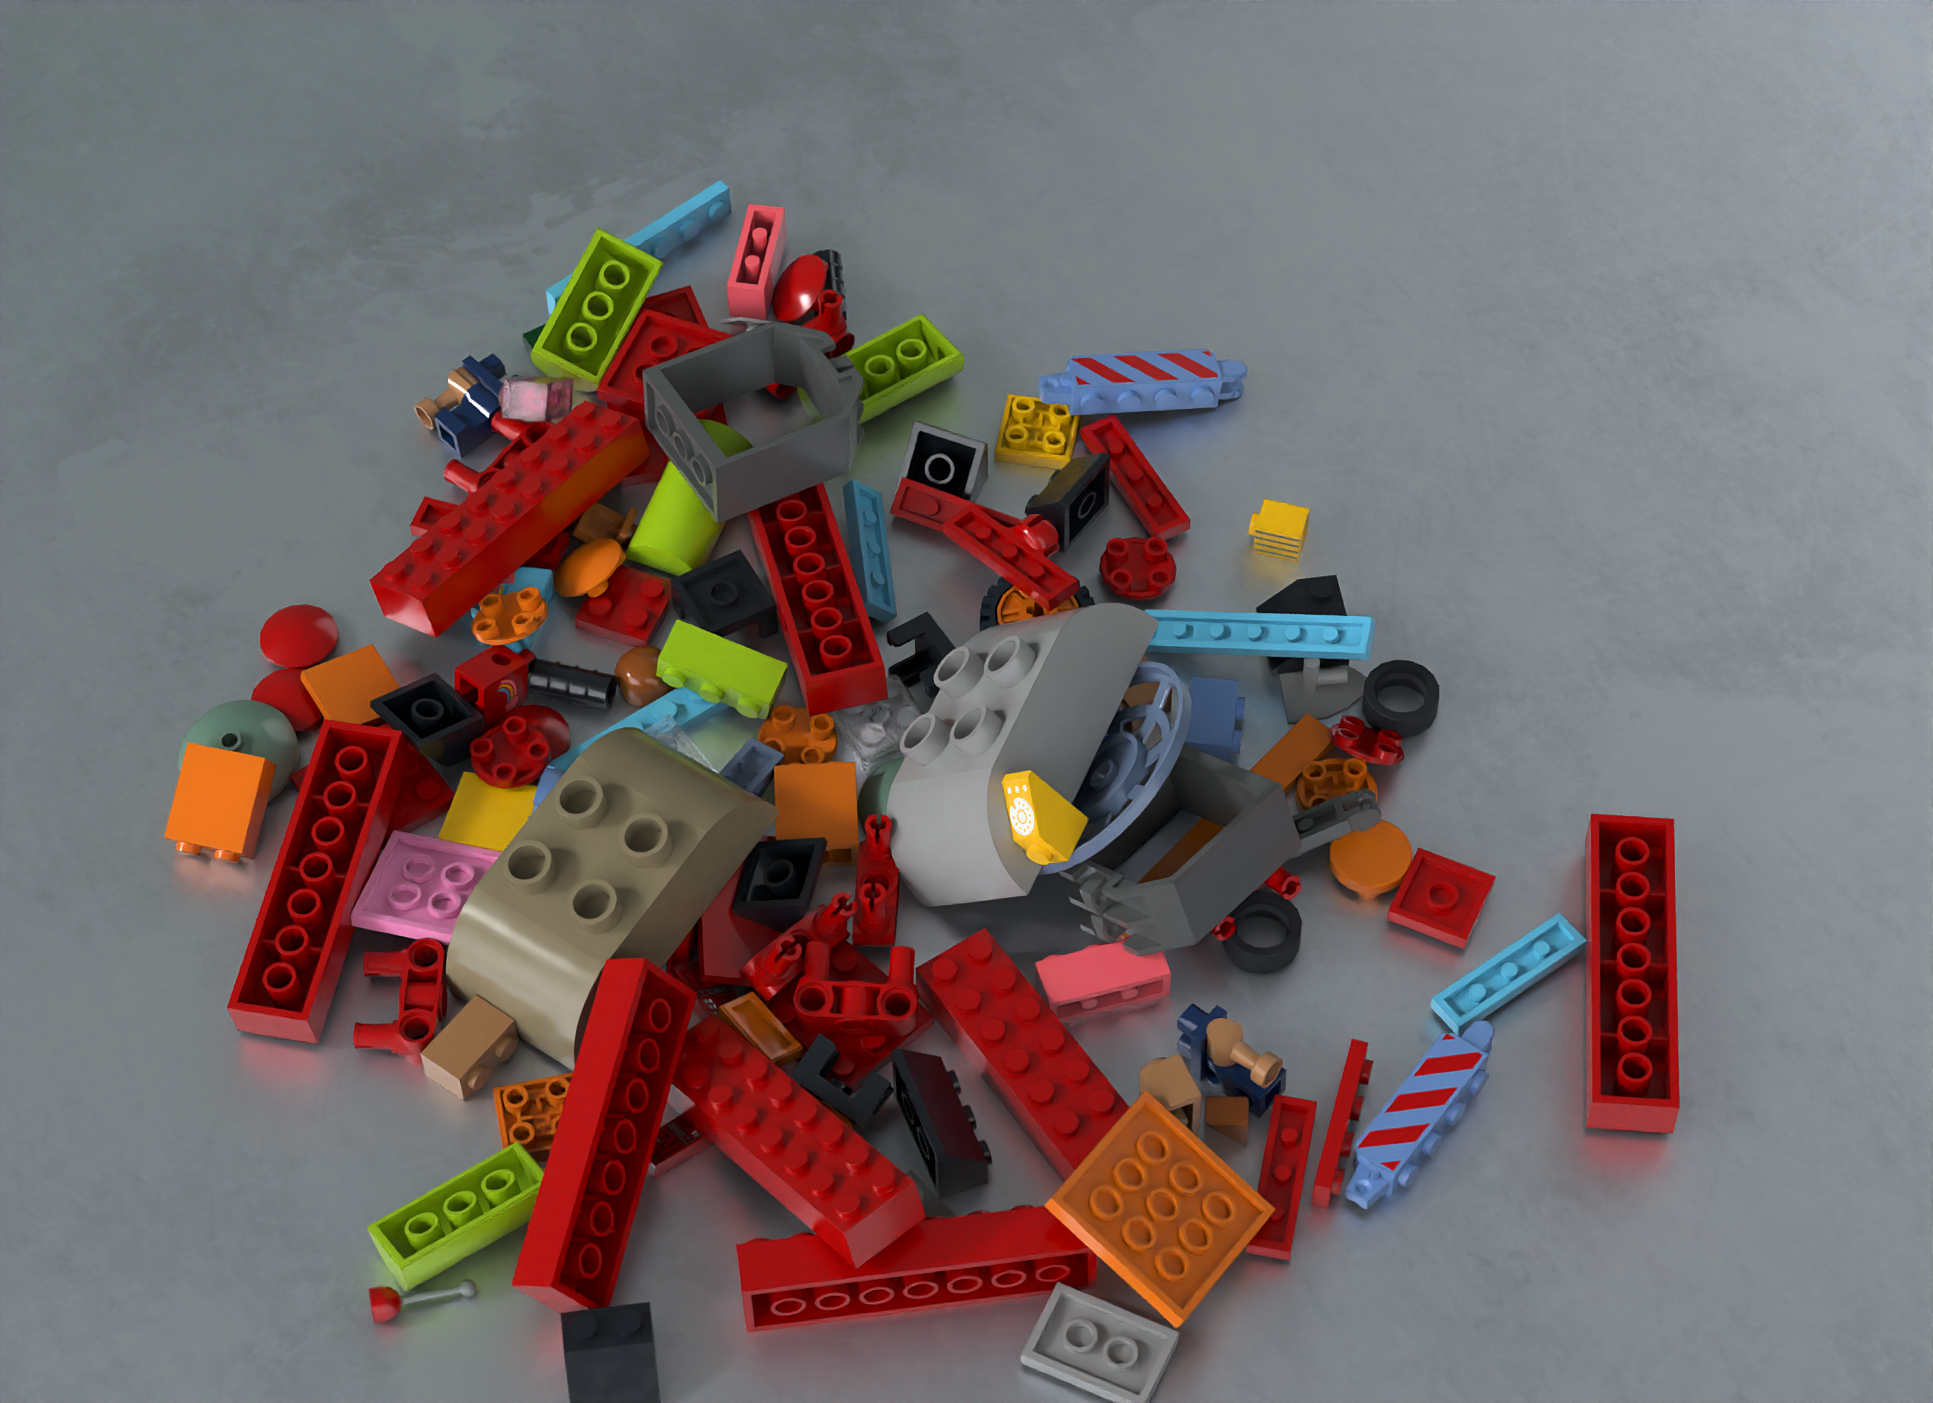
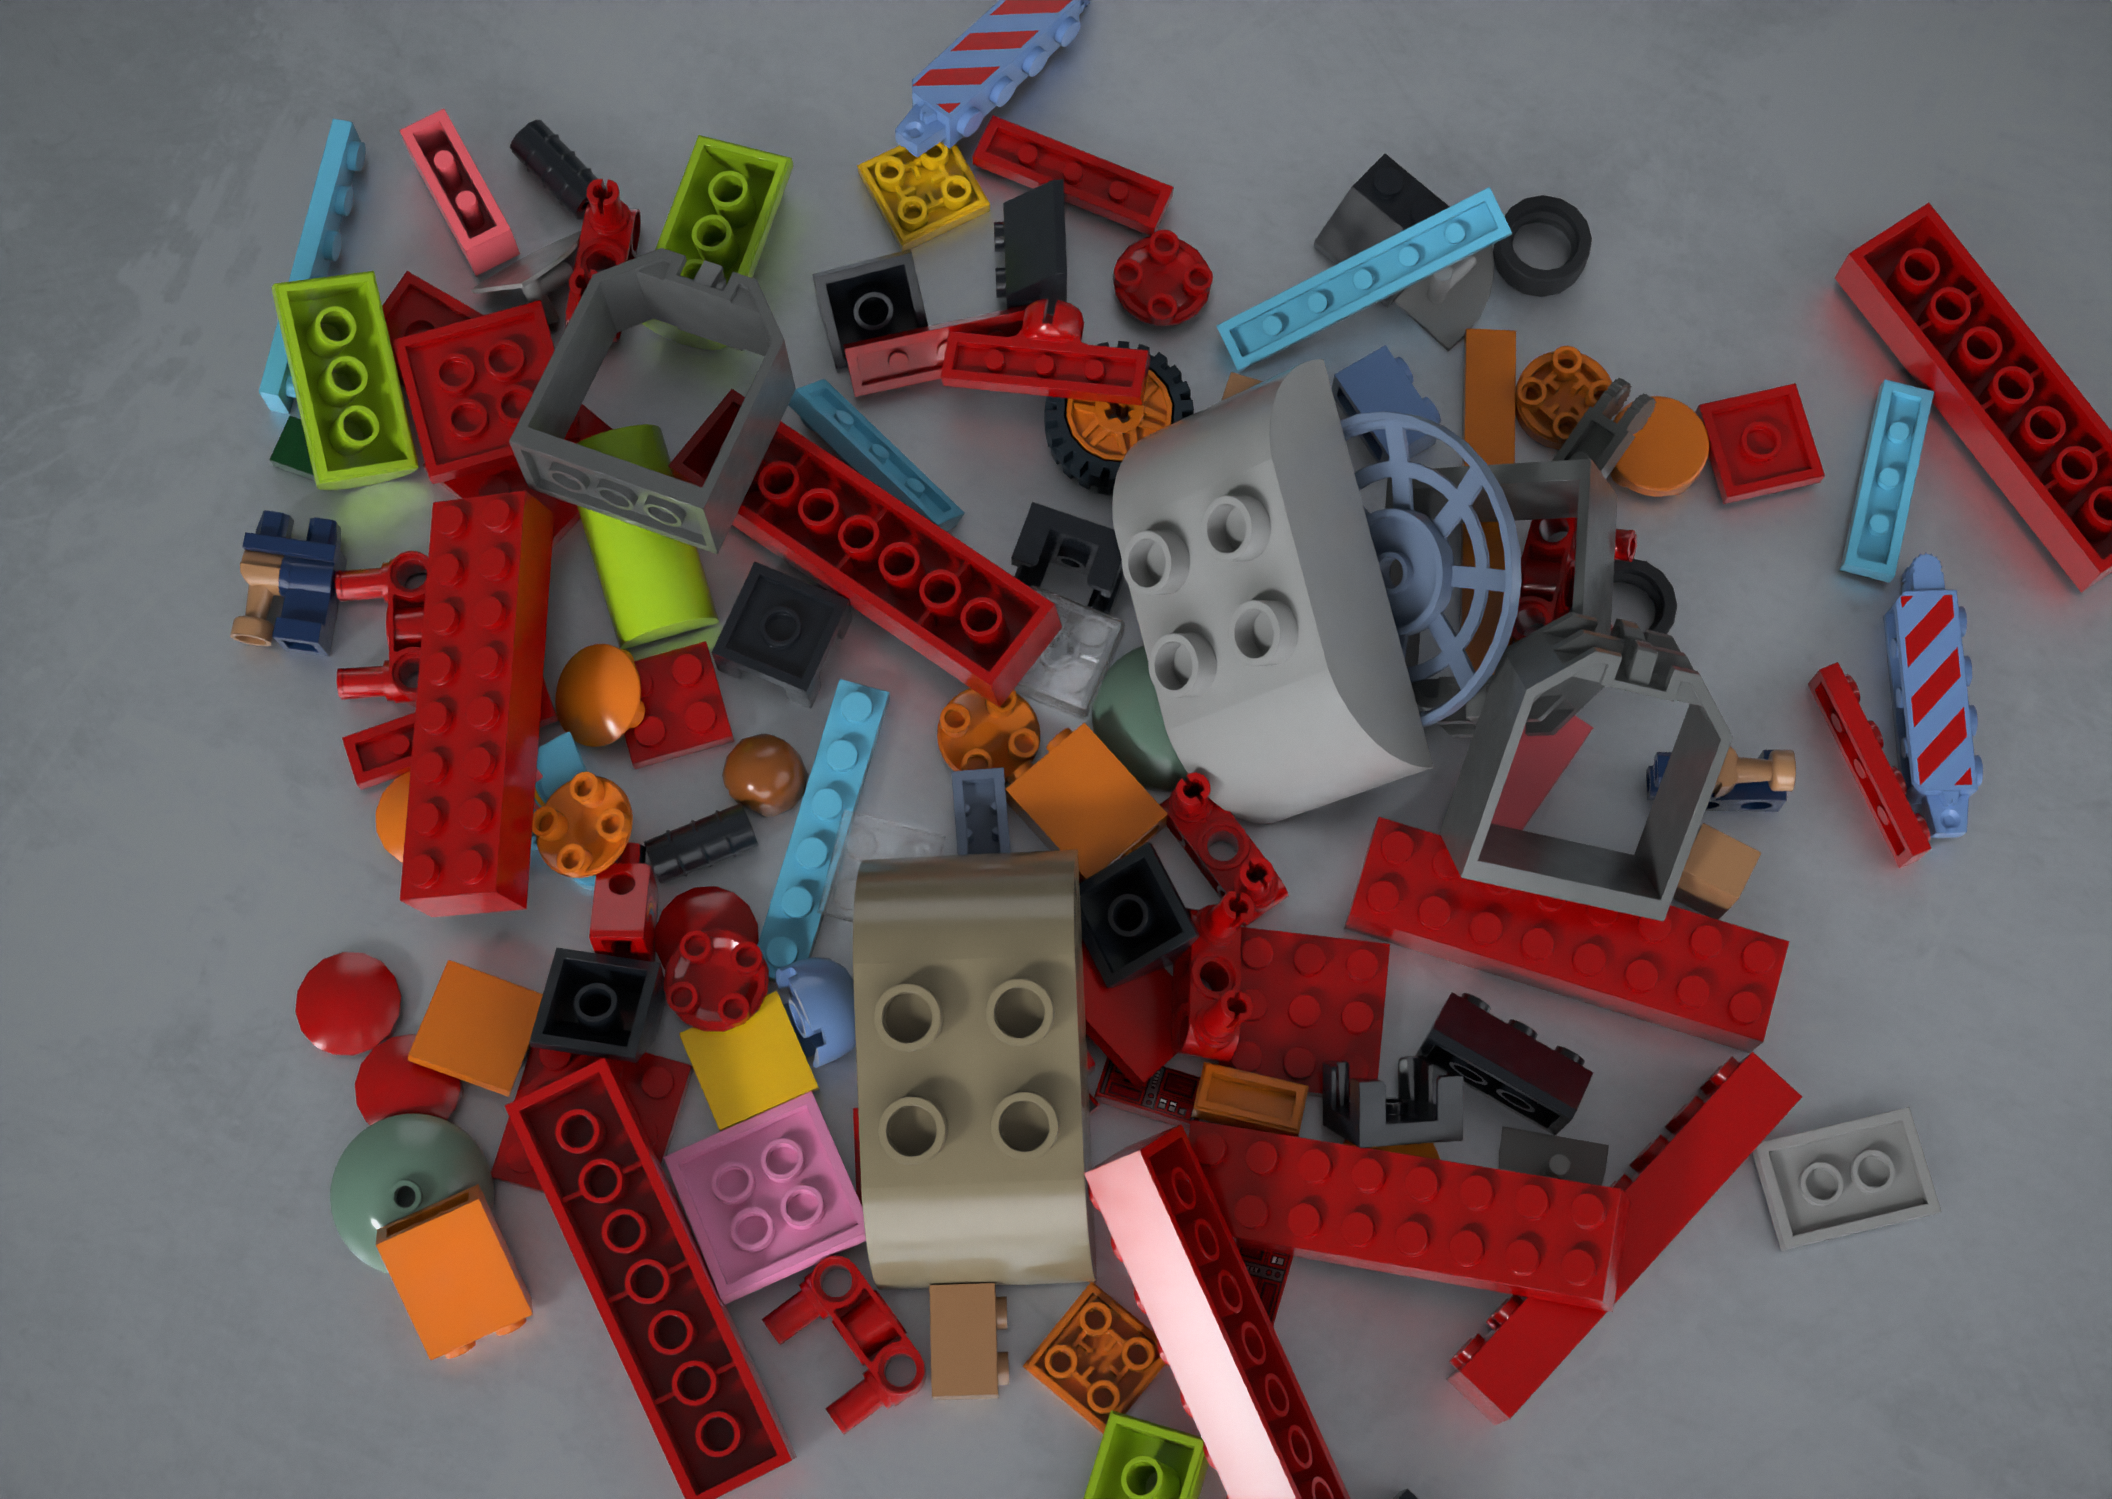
camera: 40 degrees left, 20 degrees up
(536, 398) = (369, 535): clear pink slope -> none
(606, 523) = (577, 627): dark orange bracket -> none
(721, 670) = (859, 720): lime brick -> none
(799, 288) = (535, 193): red dish -> none
(856, 1005) = (1329, 1001): red piece -> none
(1041, 818) = (1407, 684): yellow slope -> none
(1063, 1017) = (1568, 869): none -> dark grey container
(1160, 1208) = (1820, 1005): orange plate -> none
(1228, 1116) = (1770, 836): dark orange slope -> none
(1279, 529) = (1270, 134): yellow brick -> none
(1283, 1174) = (1861, 864): red plate -> none
(1366, 742) = (1555, 321): red dish -> none

